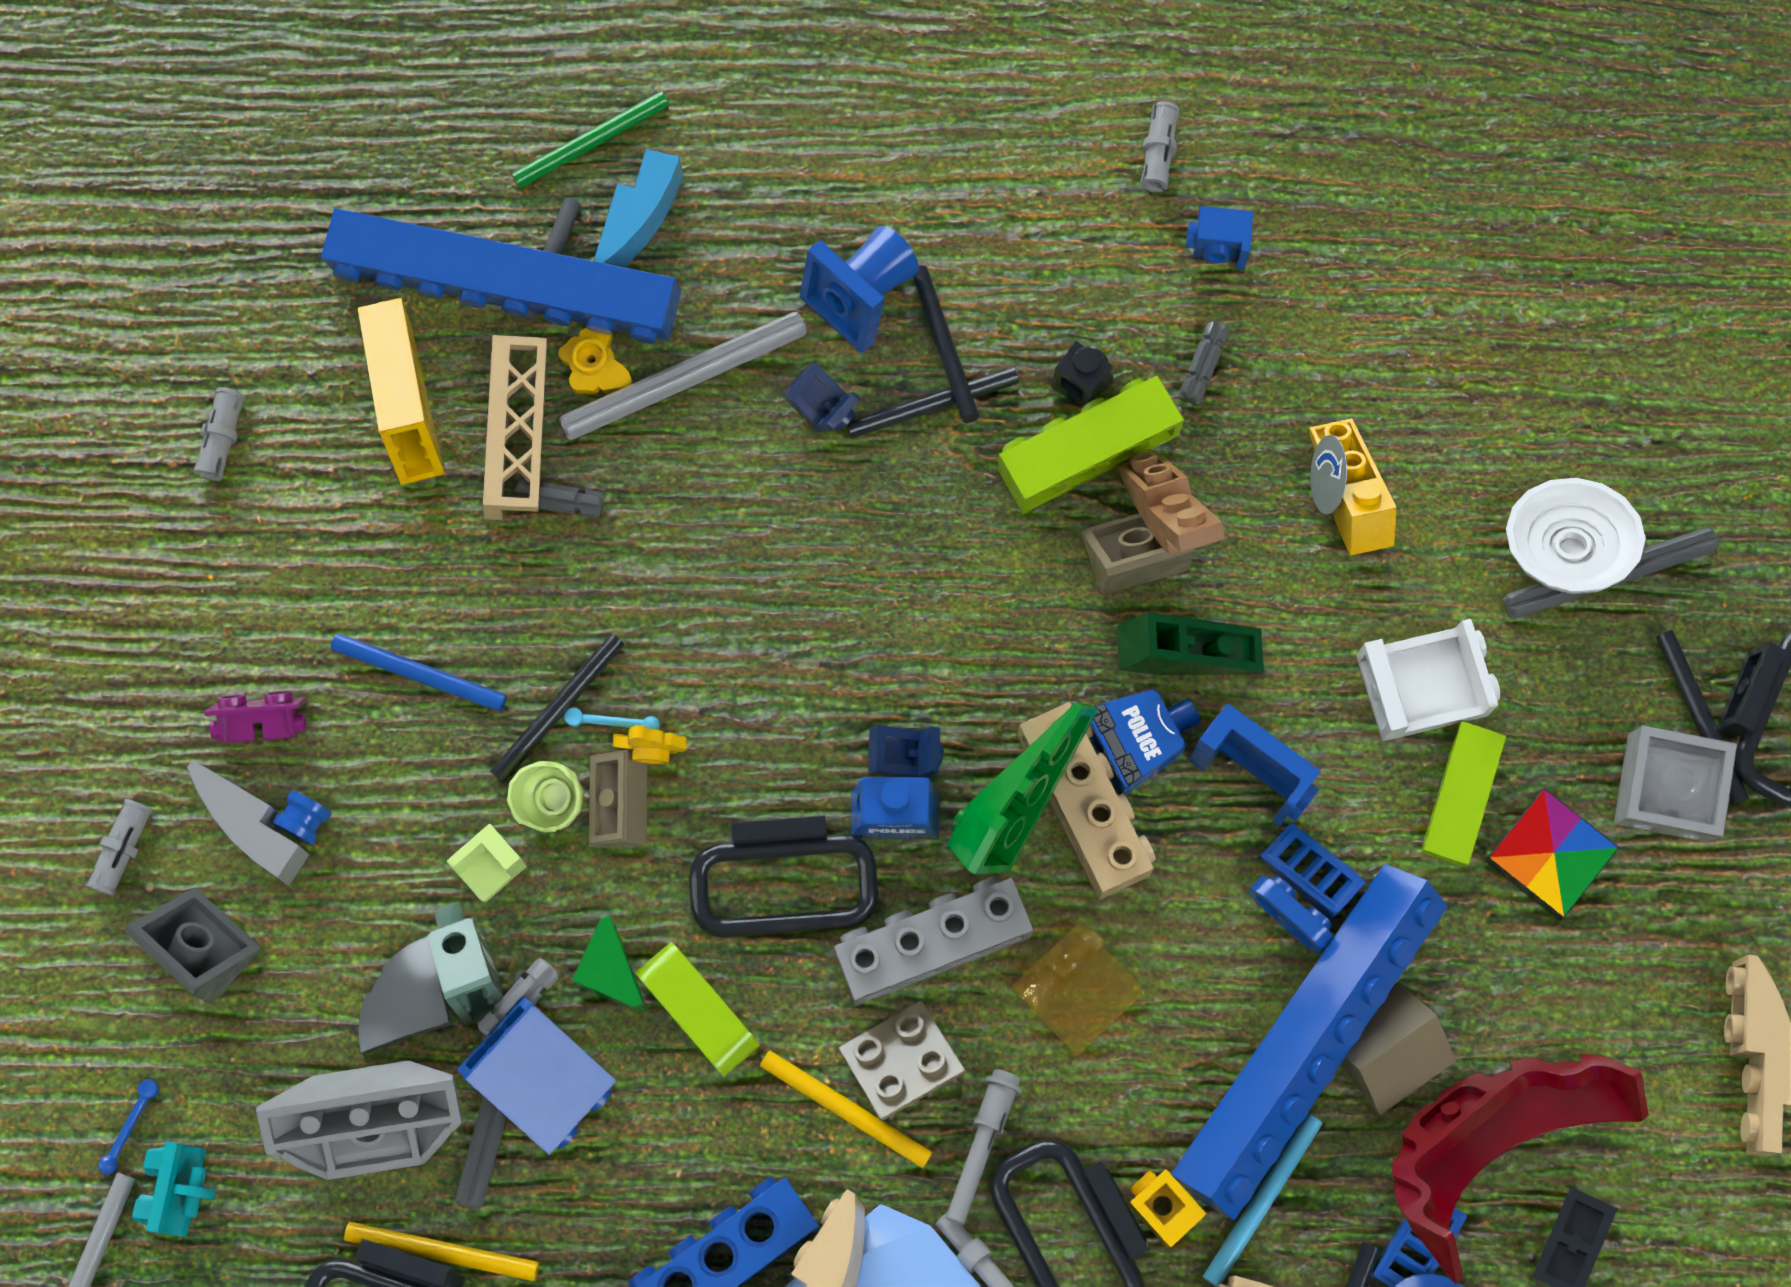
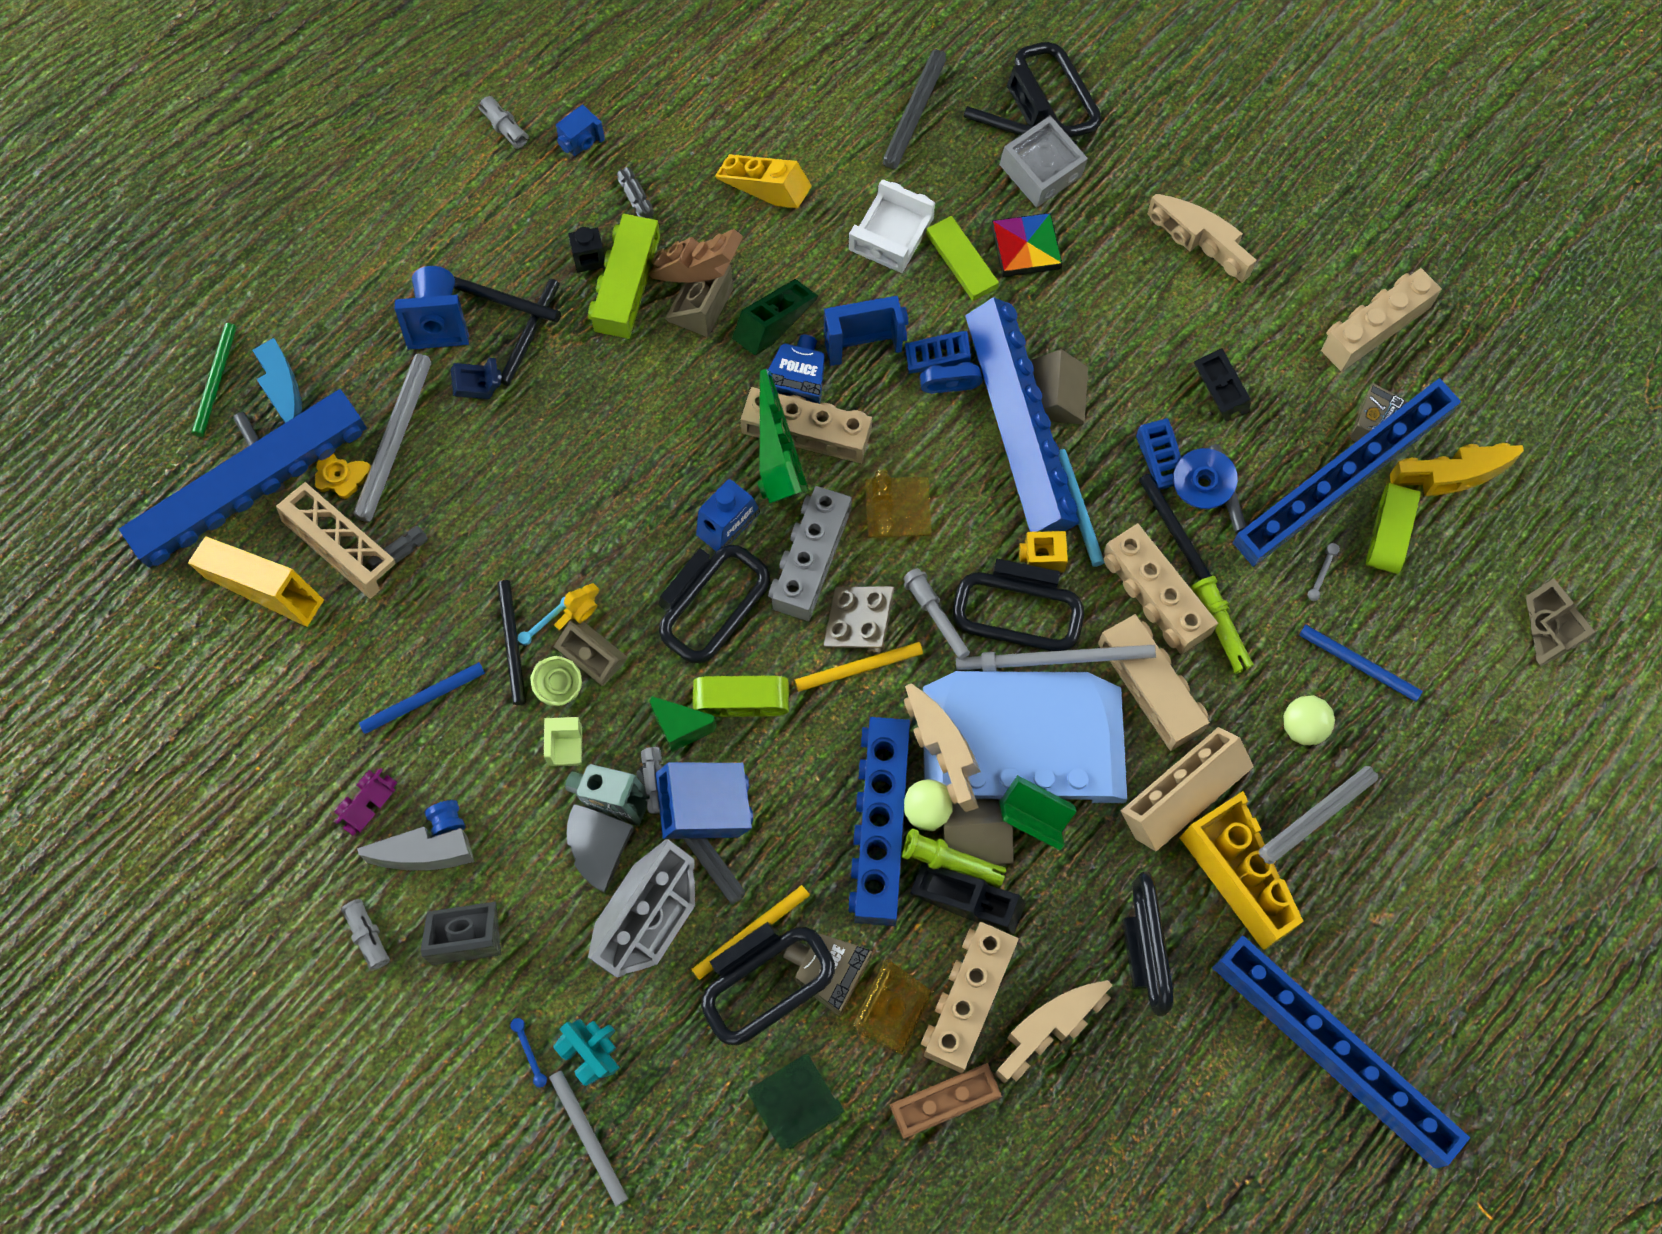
camera: 50 degrees left, 5 degrees down
(219, 434) = (181, 697): light grey pin -> none
(904, 752) = (701, 486): dark blue bracket -> none
(1328, 474) = (749, 181): light grey sticker -> none
(1491, 1115) = (1128, 372): dark red windscreen -> none
(1575, 535) = (884, 104): white hat -> none

